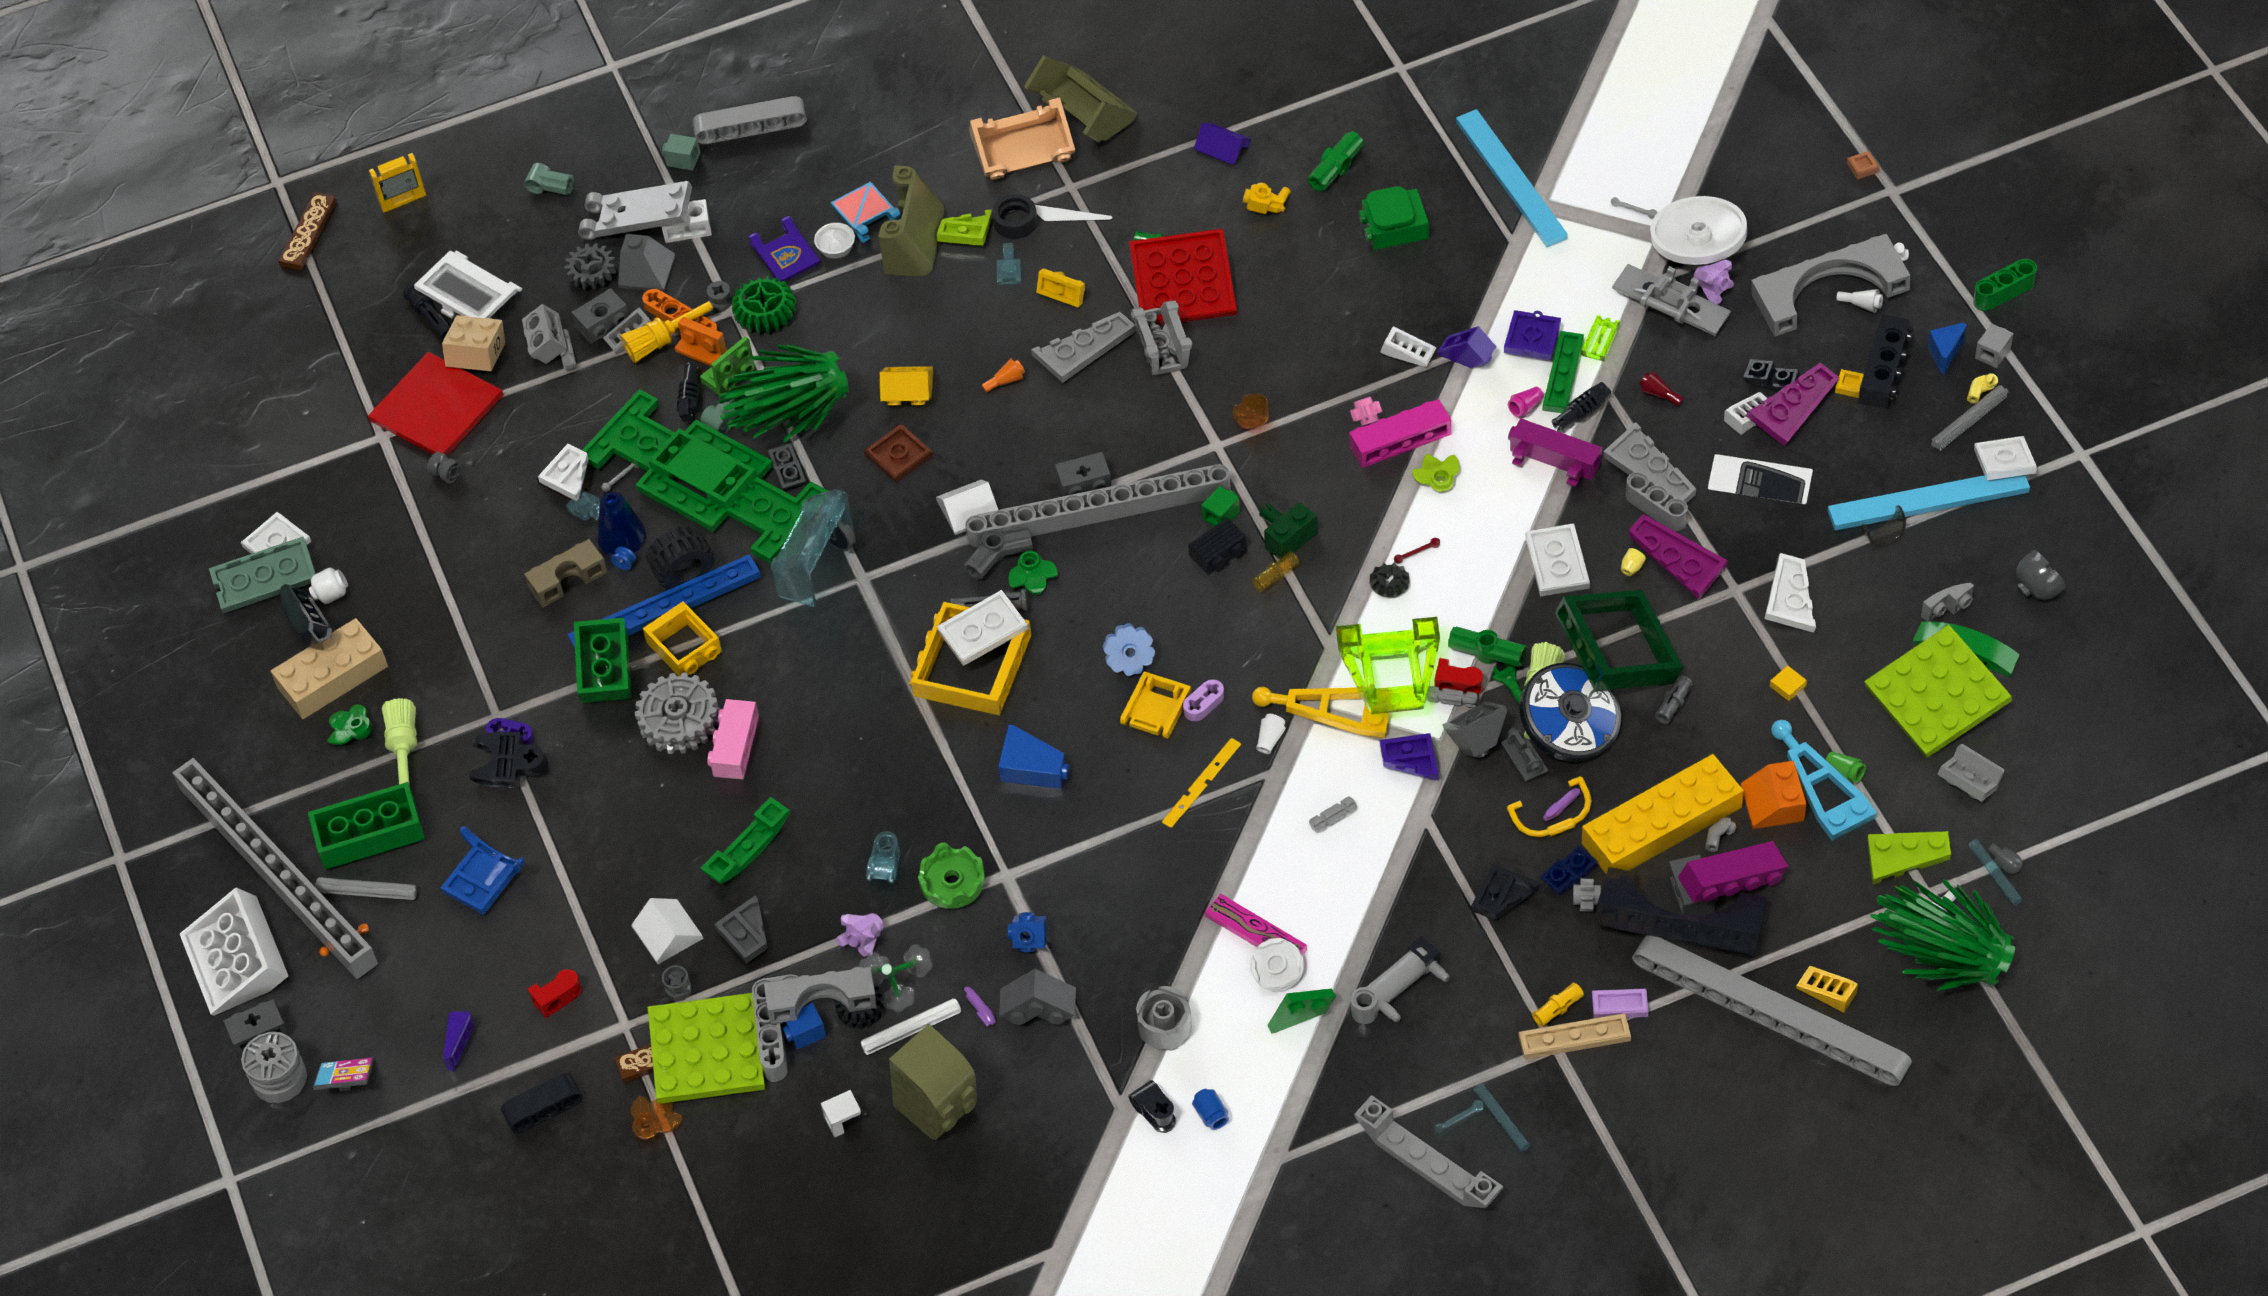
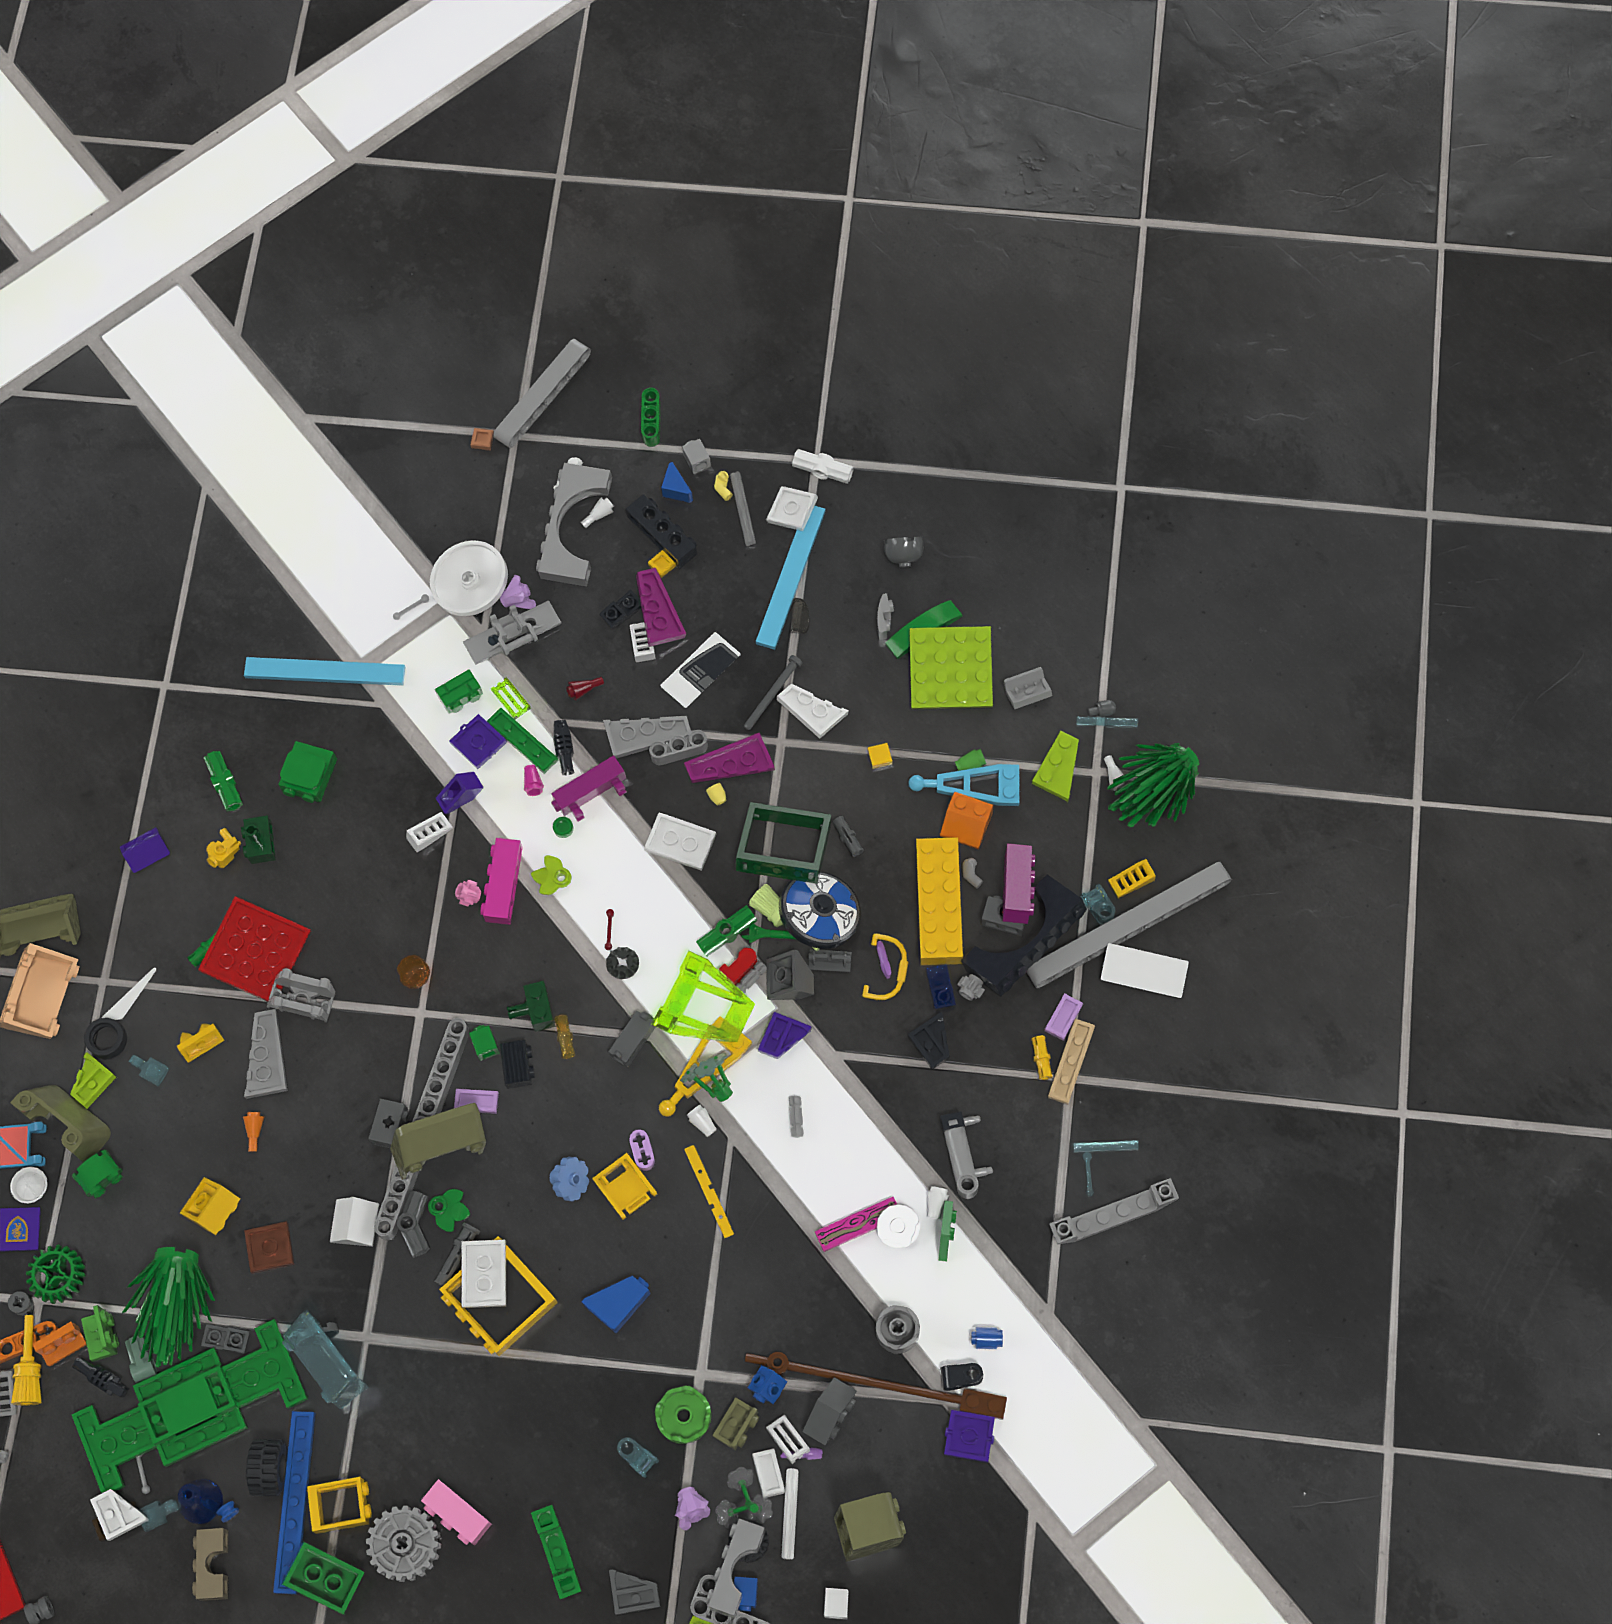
camera: 60 degrees left, 15 degrees up
(877, 279) = (97, 1174): none -> green brick
(940, 984) = (768, 1473): none -> white tile
(972, 928) = (736, 1424): none -> olive bracket
(977, 997) = (797, 1453): none -> white tile
(1094, 506) = (436, 1137): none -> olive windscreen
(1094, 1146) = (969, 1436): none -> dark purple plate
(1132, 1130) = (970, 1401): none -> reddish brown bar
(1158, 537) = (486, 1100): none -> lavender tile
(1296, 219) = (258, 839): none -> dark green brick
(1311, 627) = (632, 1038): none -> dark grey brick
(1313, 730) = (720, 1088): none -> plant
(1331, 980) = (936, 1200): none -> white cone
(1496, 454) = (563, 827): none -> green tile
(1572, 290) = (459, 692): none -> green brick
(1728, 1050) = (1144, 970): none -> white sticker
(1771, 551) = (794, 662): none -> dark grey bar
(1773, 967) = (1097, 902): none -> clear light blue piece
(1954, 183) = (542, 393): none -> light grey beam
(2076, 459) = (822, 466): none -> white piece

